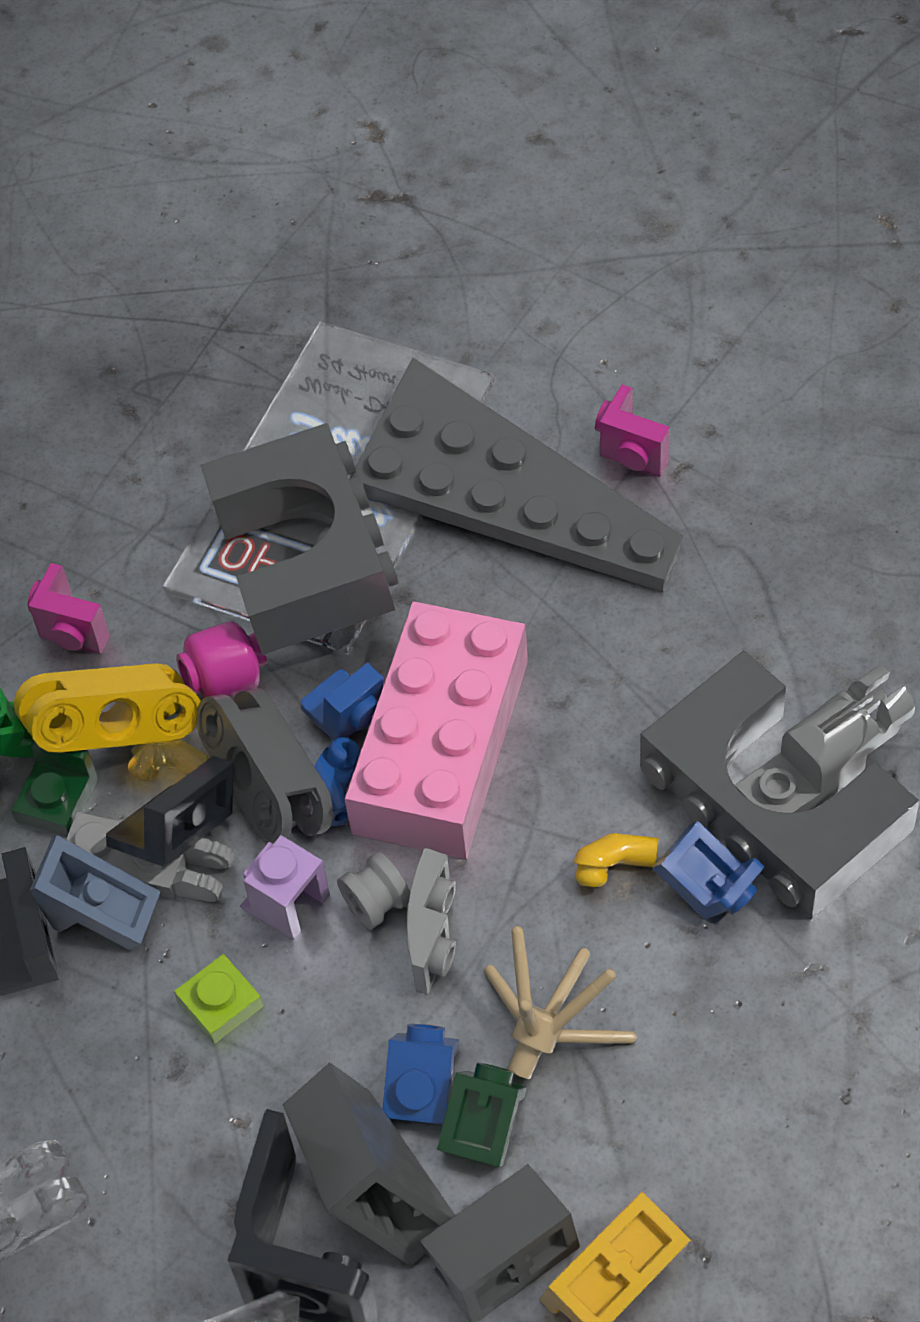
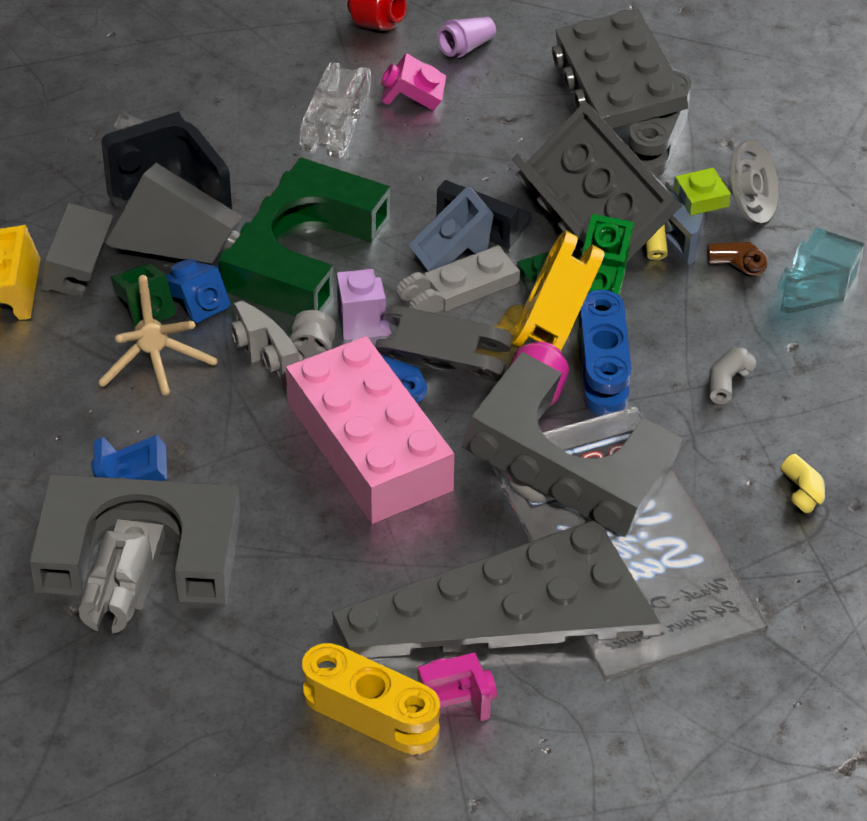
camera: 130 degrees right, 10 degrees down
(36, 553) = (721, 373): none -> light grey arm
(63, 618) = (661, 341): dark pink bracket -> none
(125, 400) = (809, 480): none -> light yellow arm
(149, 617) = (604, 353): none -> blue piece
(177, 815) = (457, 280): black panel -> none
(177, 1101) = (306, 197): none -> dark green arch
(218, 998) = (342, 252): lime plate -> none
(344, 701) = (445, 410): blue bracket -> none
(611, 850) = (203, 450): yellow arm -> none
(714, 474) = (400, 711): none -> yellow piece

